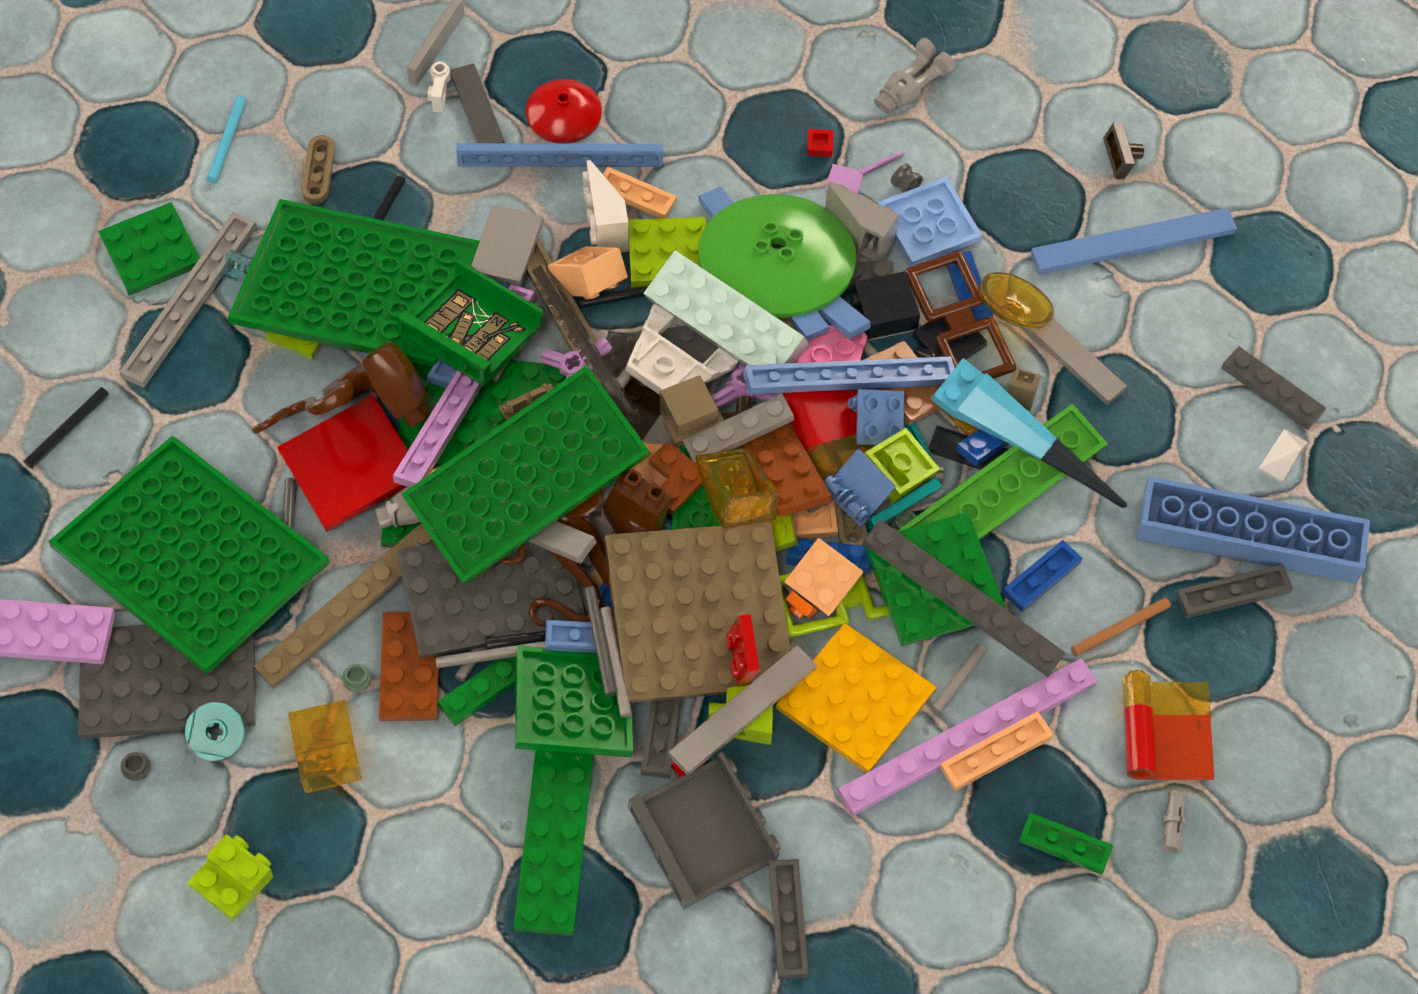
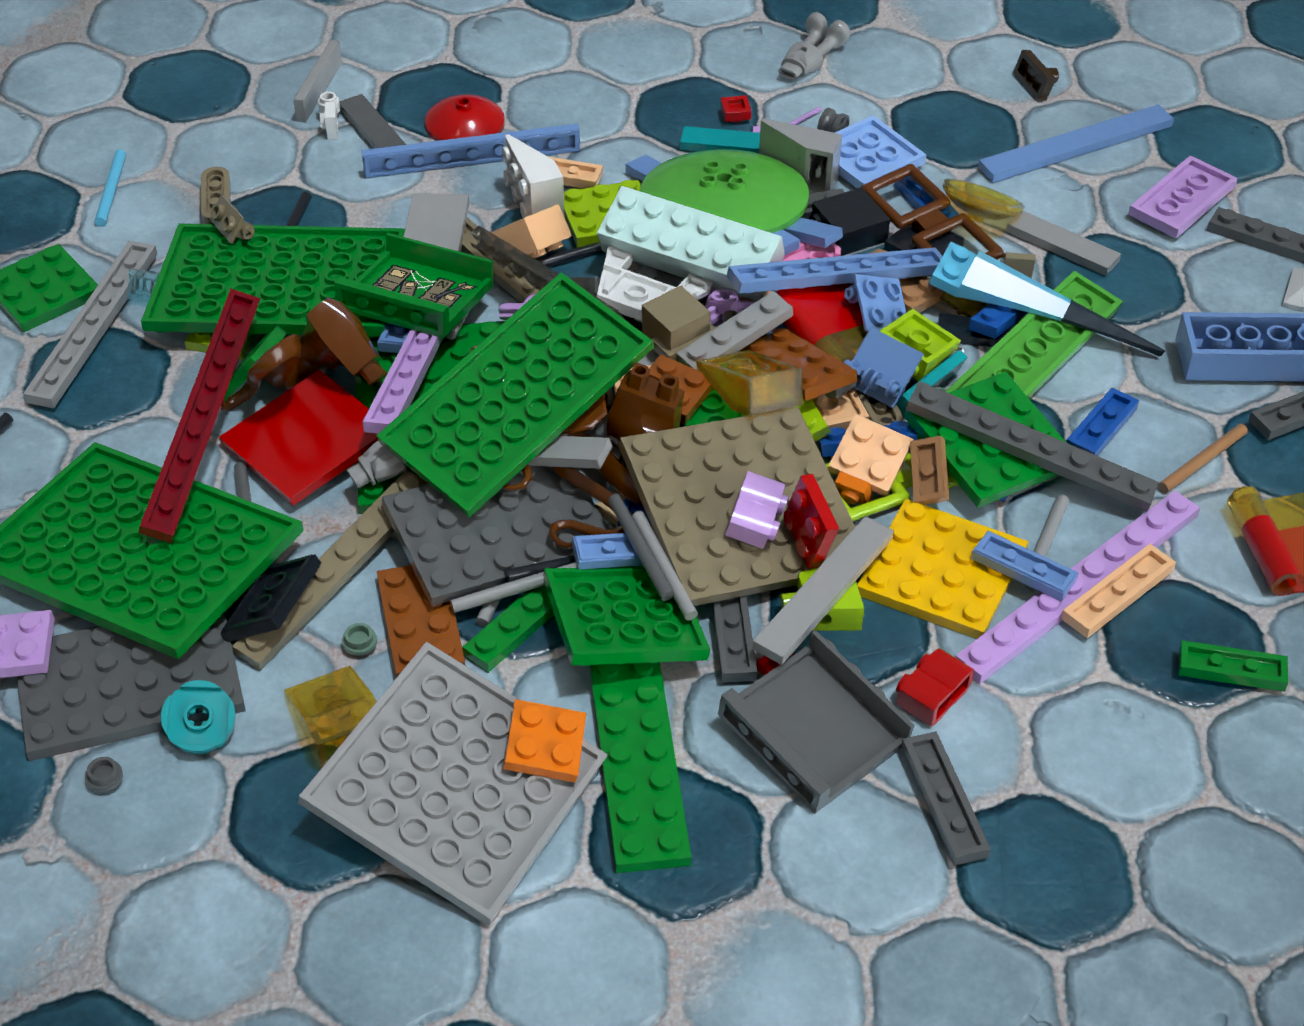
camera: 10 degrees left, 15 degrees down
(231, 876) = (247, 873): lime plate -> none
(261, 435) = (199, 417): none -> dark red plate
(291, 628) = (271, 598): none -> black tile
(317, 376) = (264, 345): none -> green tile
(325, 209) = (230, 221): none -> dark tan hinge
(403, 831) = (431, 789): none -> light grey plate
(480, 810) = (545, 741): none -> orange plate
(702, 628) = (756, 510): none -> lavender brick
(794, 180) = (715, 139): none -> teal tile
(810, 815) = (934, 686): none -> red brick
(868, 604) = (929, 470): none -> medium nougat plate
(921, 715) = (1024, 565): none -> medium blue tile
(1210, 327) = (1182, 196): none -> lavender plate

